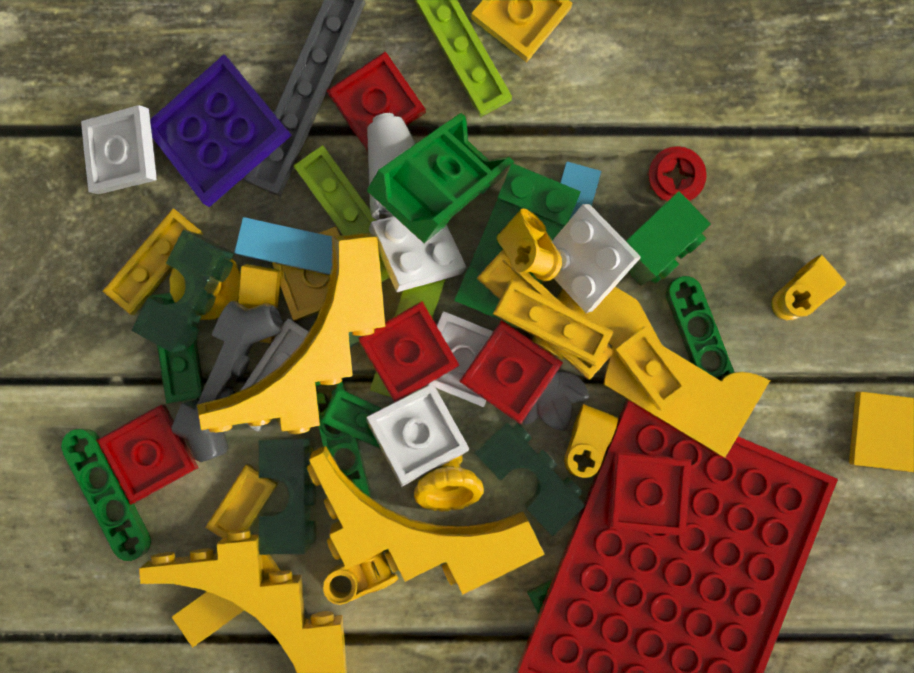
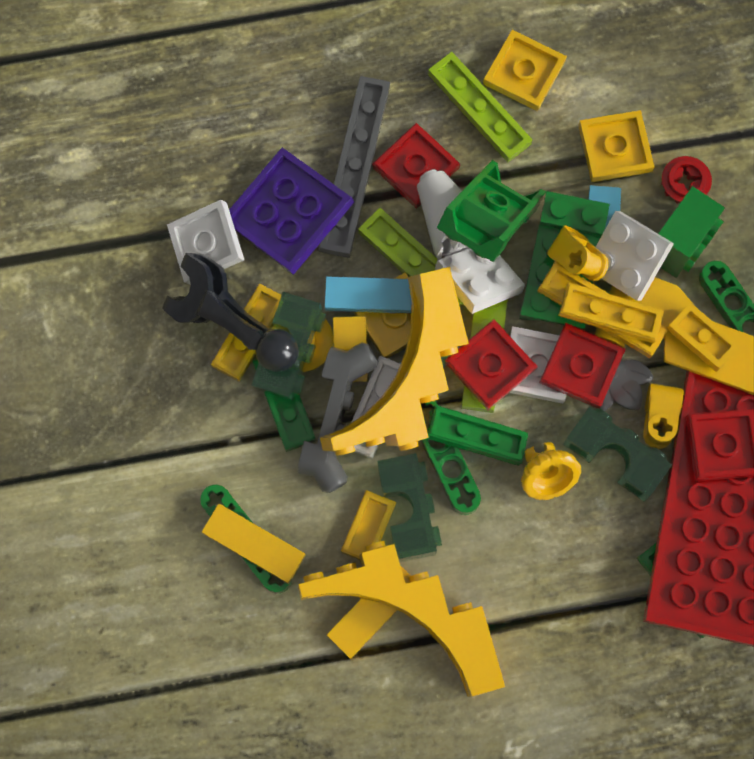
camera: 10 degrees left, 10 degrees down
(107, 505) = (253, 543): none -> yellow tile
(110, 229) = (210, 300): none -> black piece
(147, 454) = (276, 496): red tile -> none
(362, 577) = (491, 562): yellow piece -> none
(366, 528) = (487, 519): yellow arch -> none
(417, 434) = (514, 430): white plate -> none
(606, 120) = (616, 146): none -> yellow plate

